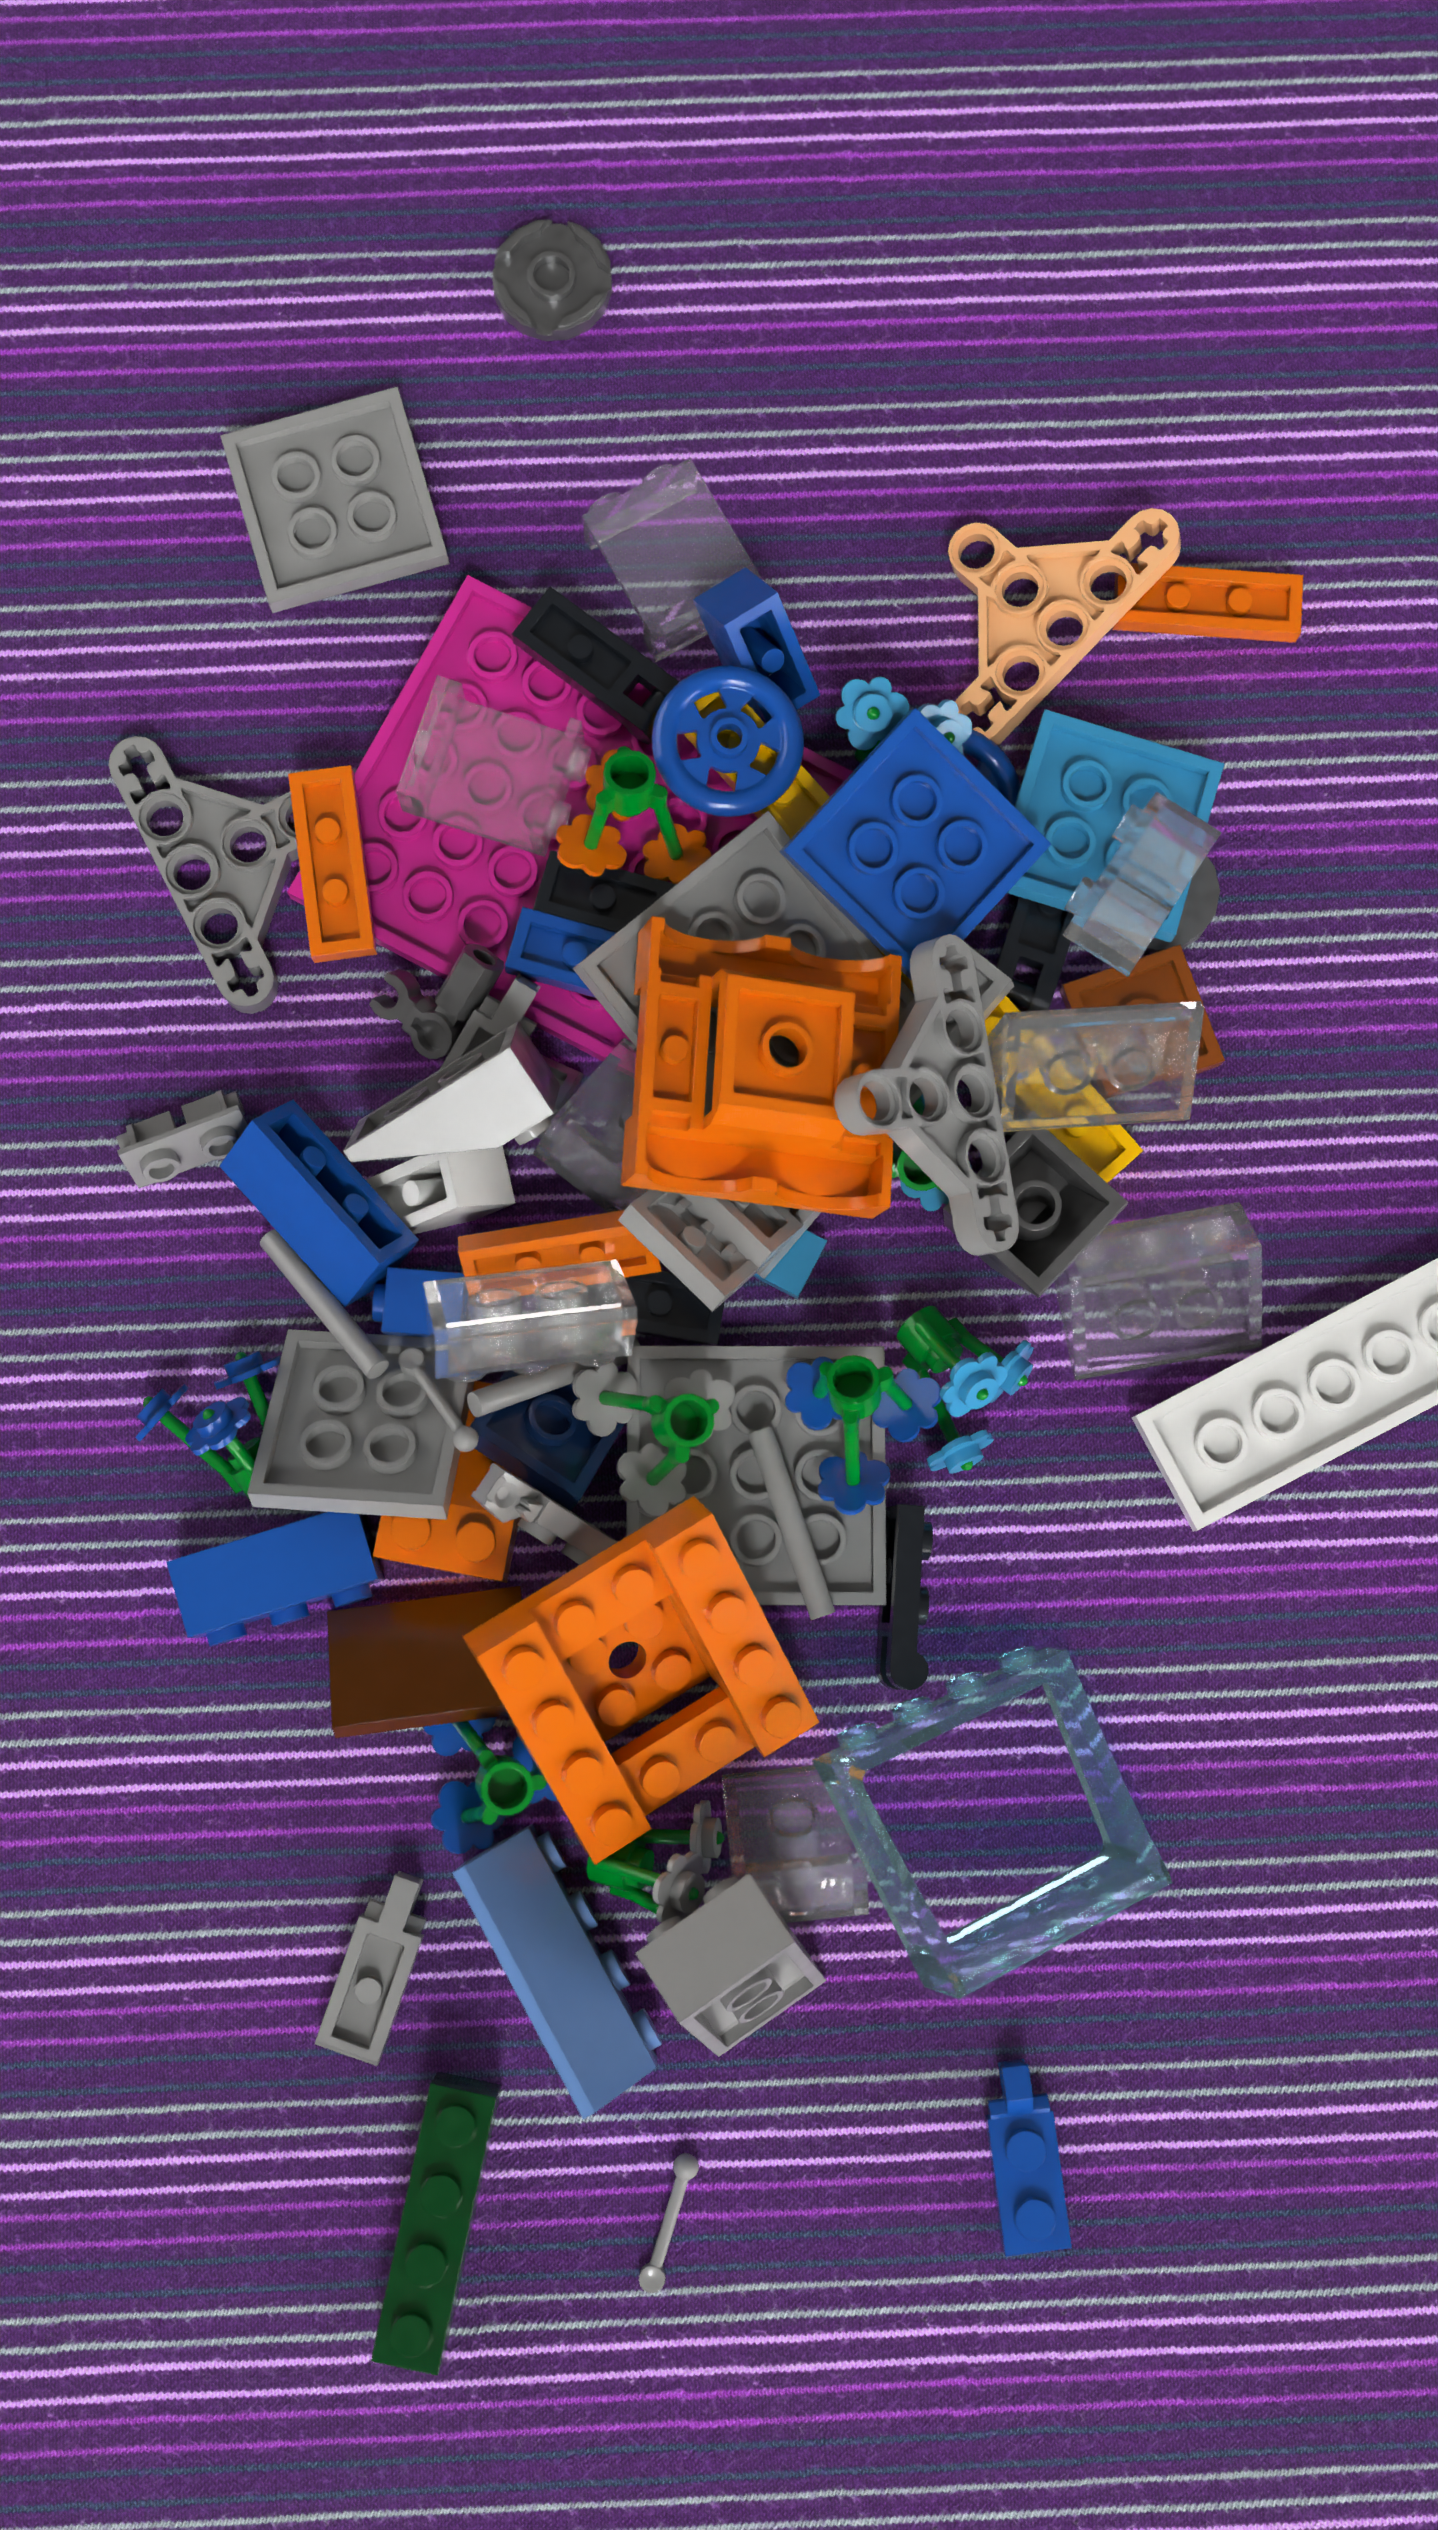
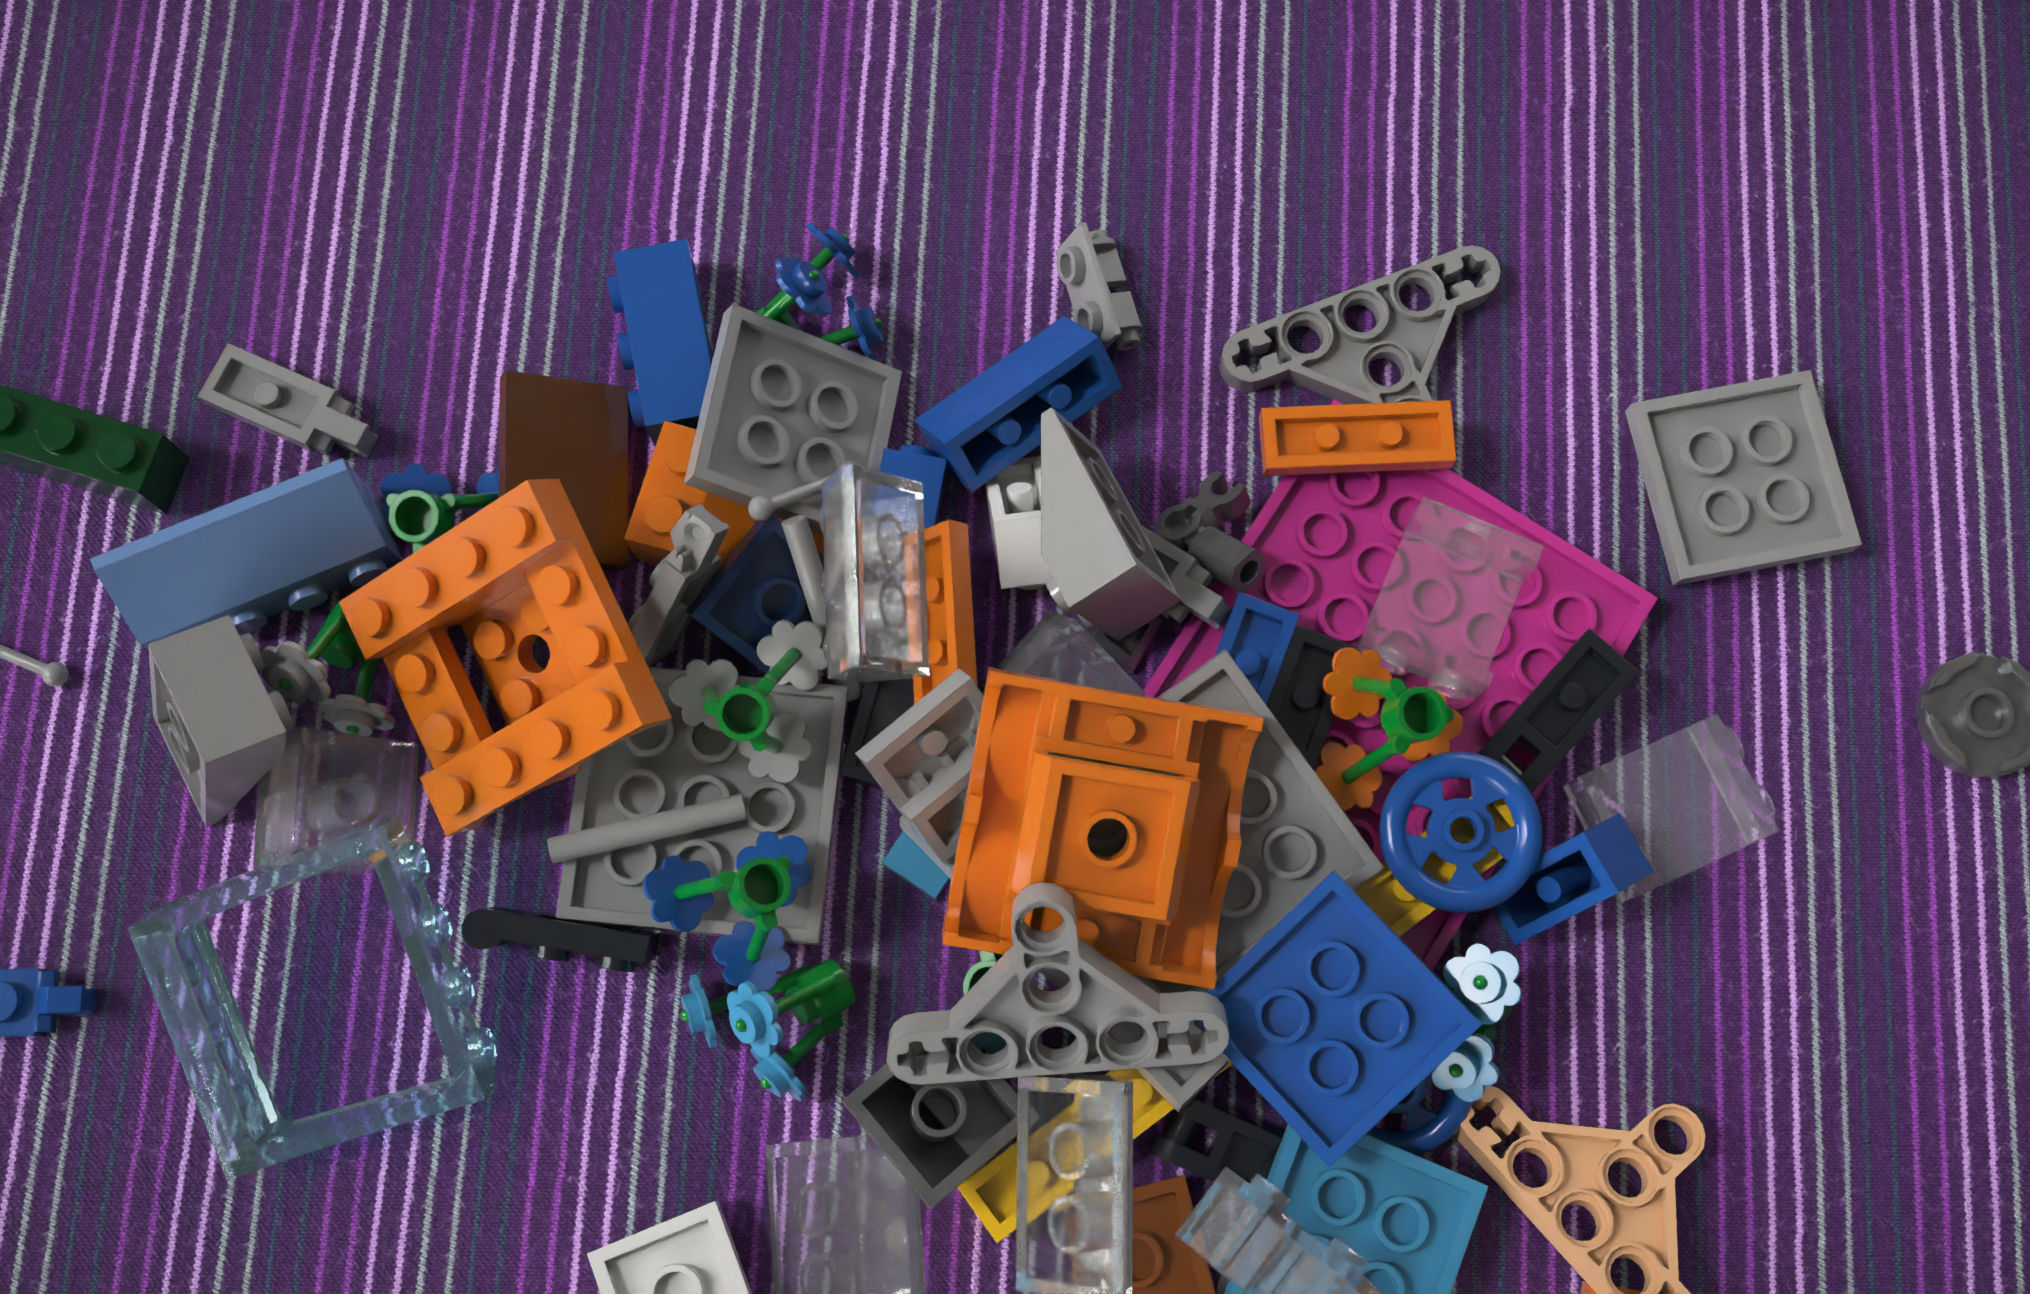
camera: 95 degrees right, 5 degrees down
(325, 1305) = (910, 406): light grey bar -> none

